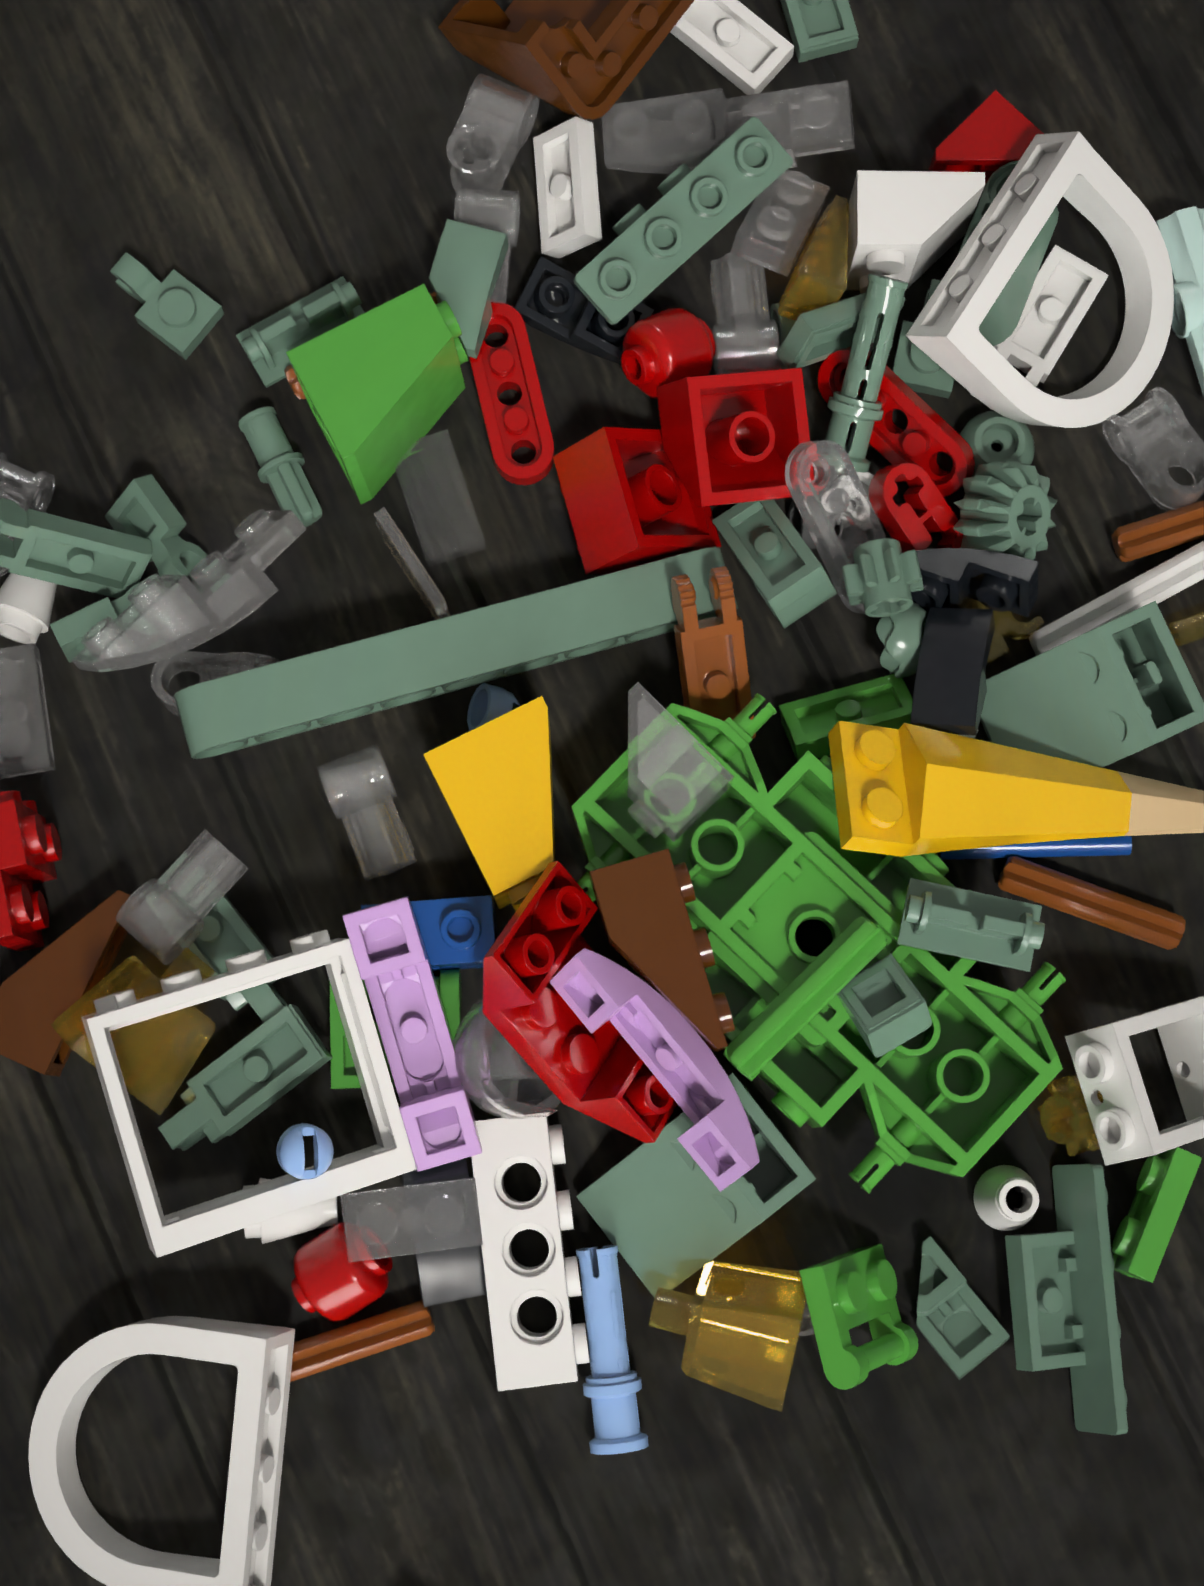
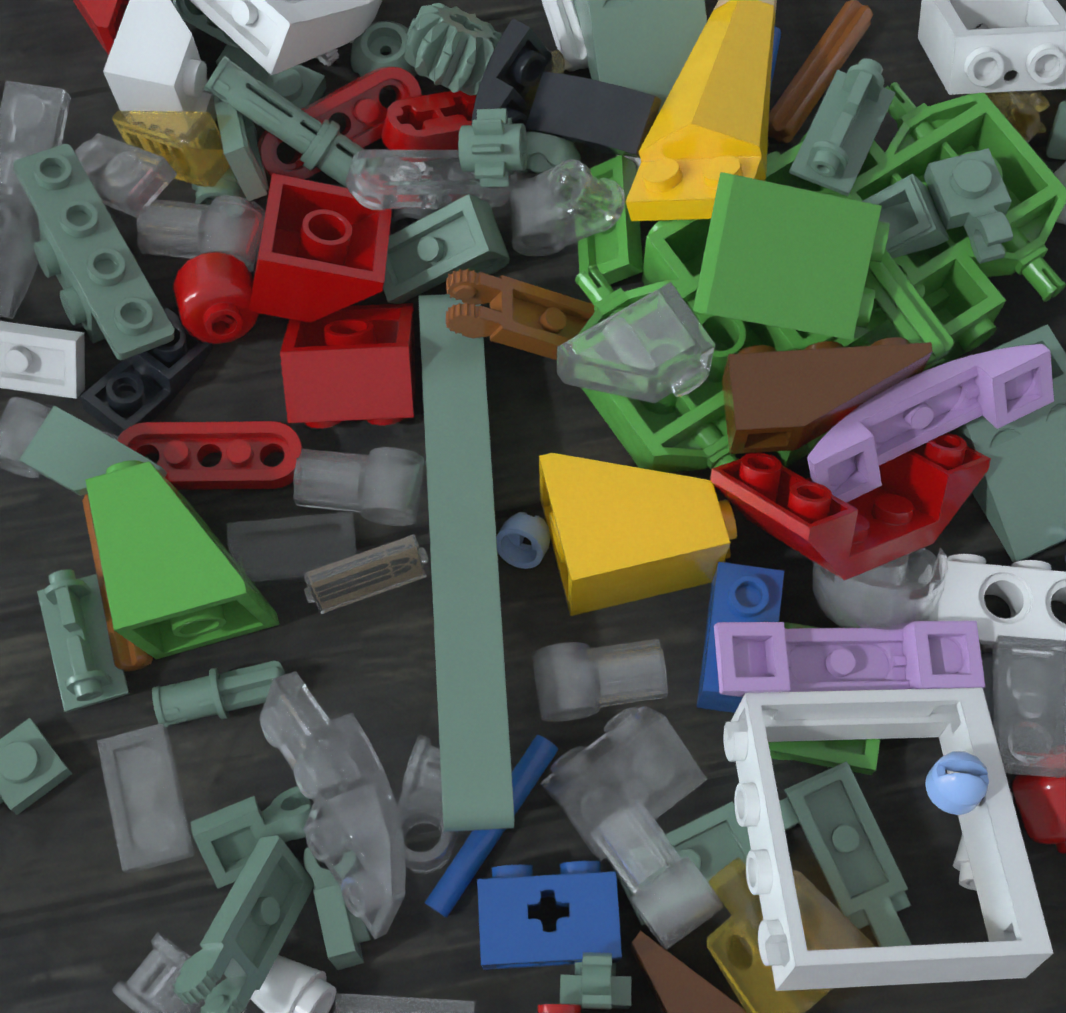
camera: 75 degrees left, 10 degrees down
(77, 868) = (596, 984): none -> sand green plate
(108, 788) = (516, 941): none -> blue brick
(170, 428) = (145, 798): none -> clear plate
(246, 759) = (481, 842): none -> blue bar
(286, 853) = (631, 761): none -> clear bracket
(513, 556) = (376, 485): none -> clear piece
(781, 882) = (790, 257): none -> bright green slope
(848, 667) = (562, 208): none -> clear piece
(926, 1068) = (972, 195): none -> sand green plate

